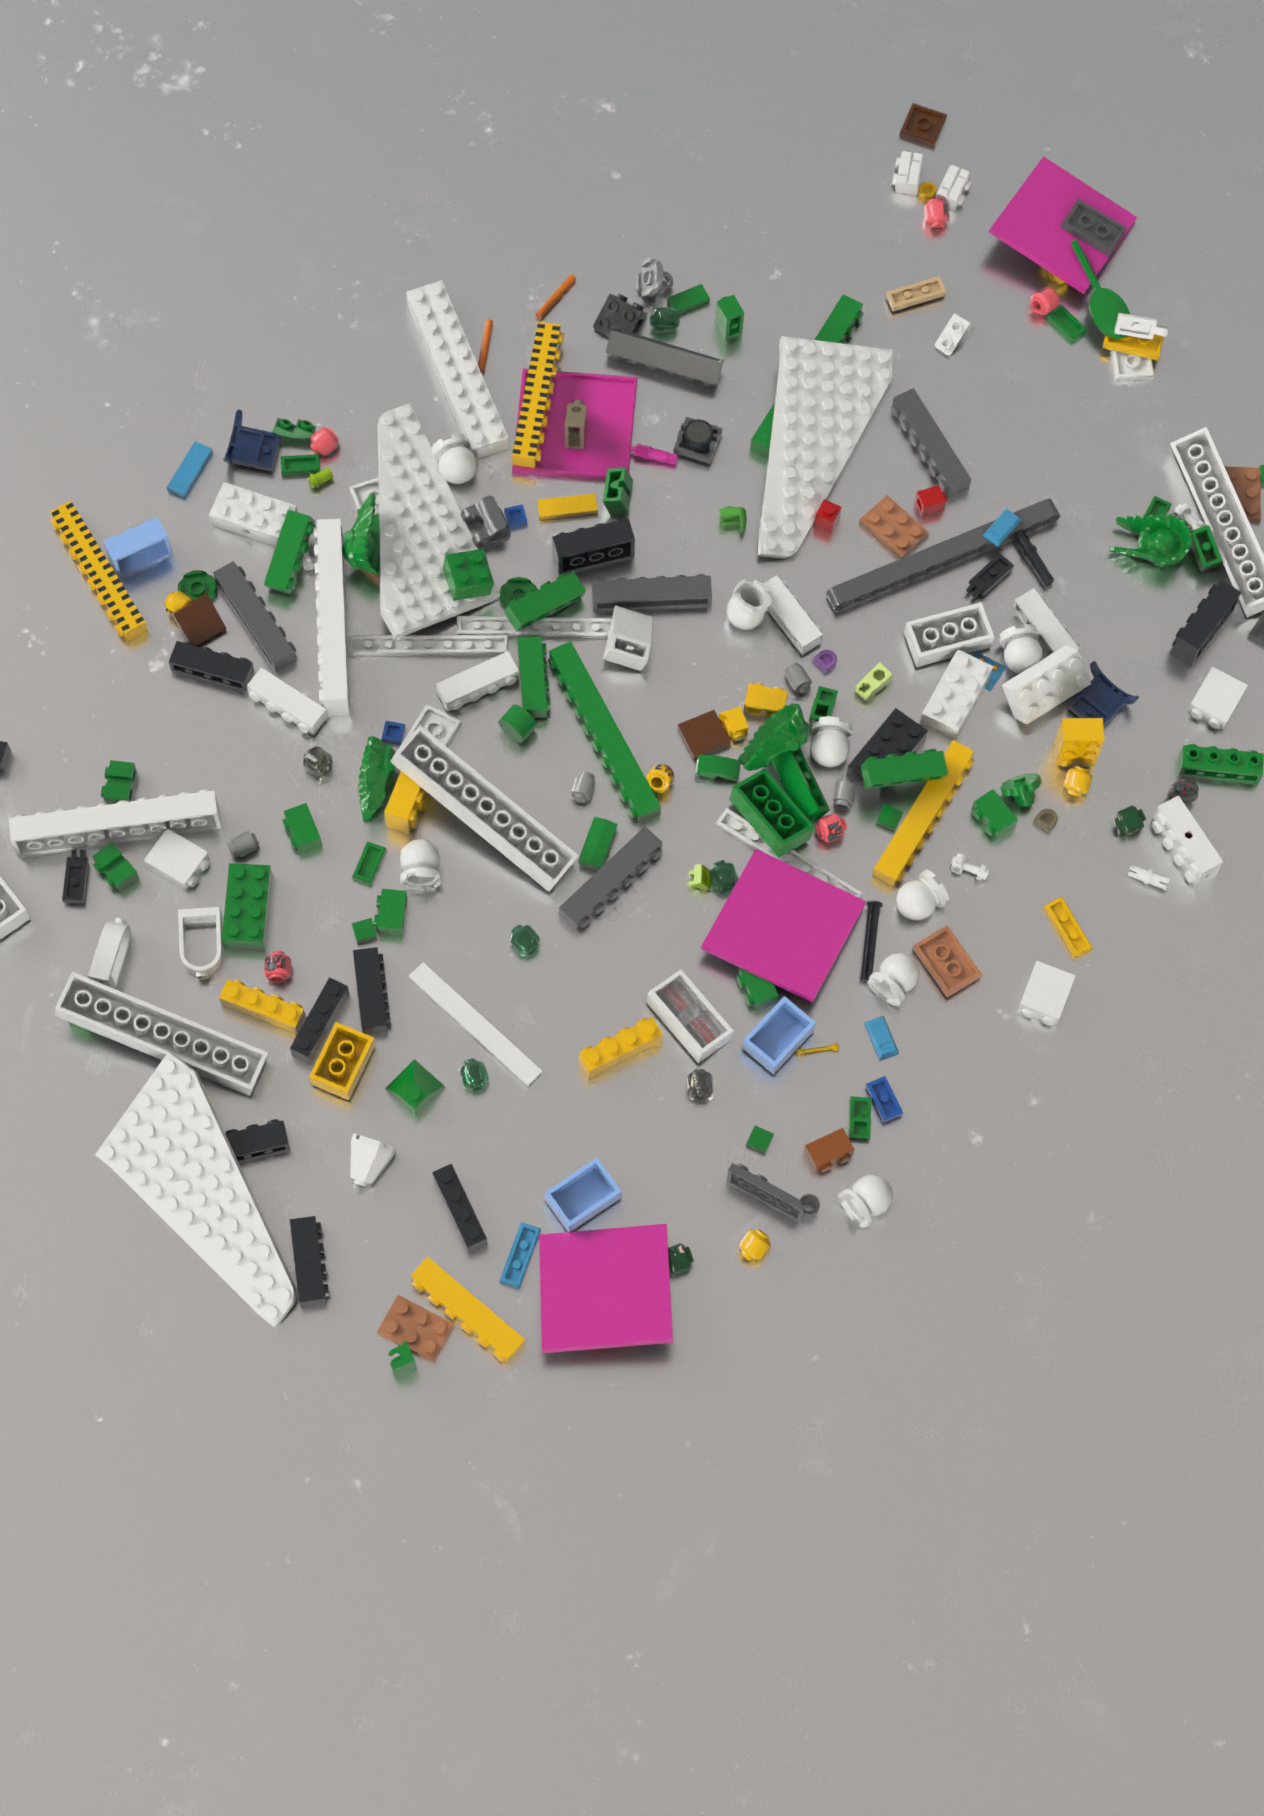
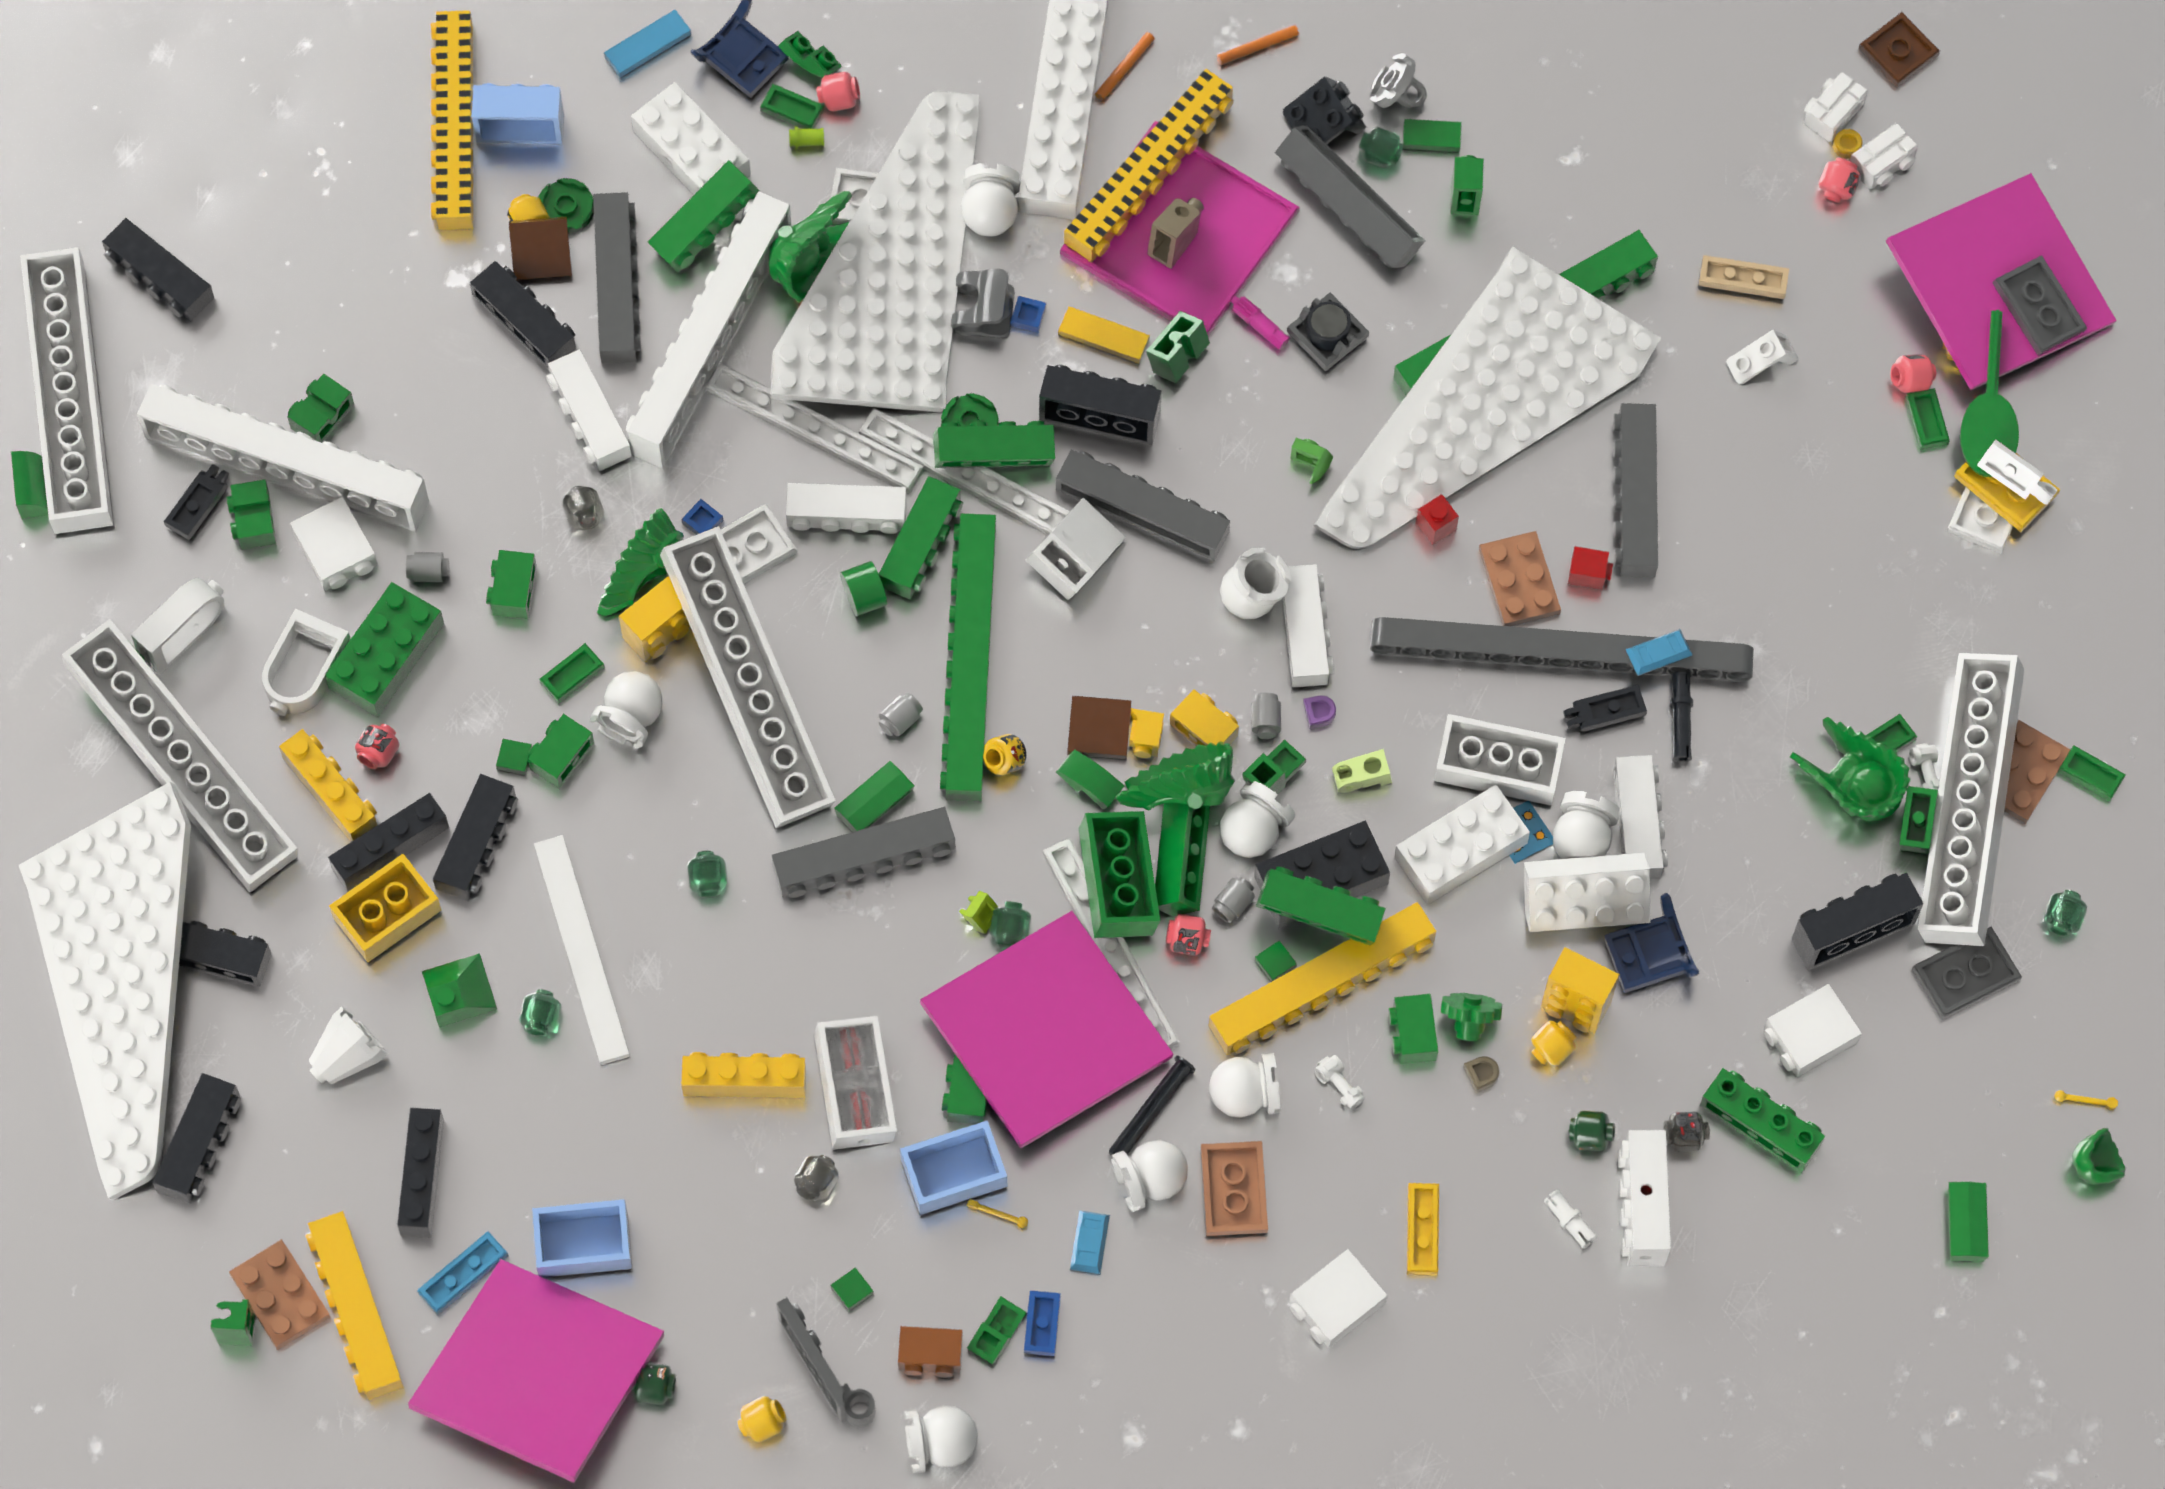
camera: 30 degrees right, 0 degrees up
(468, 574) = (912, 360): green brick -> none

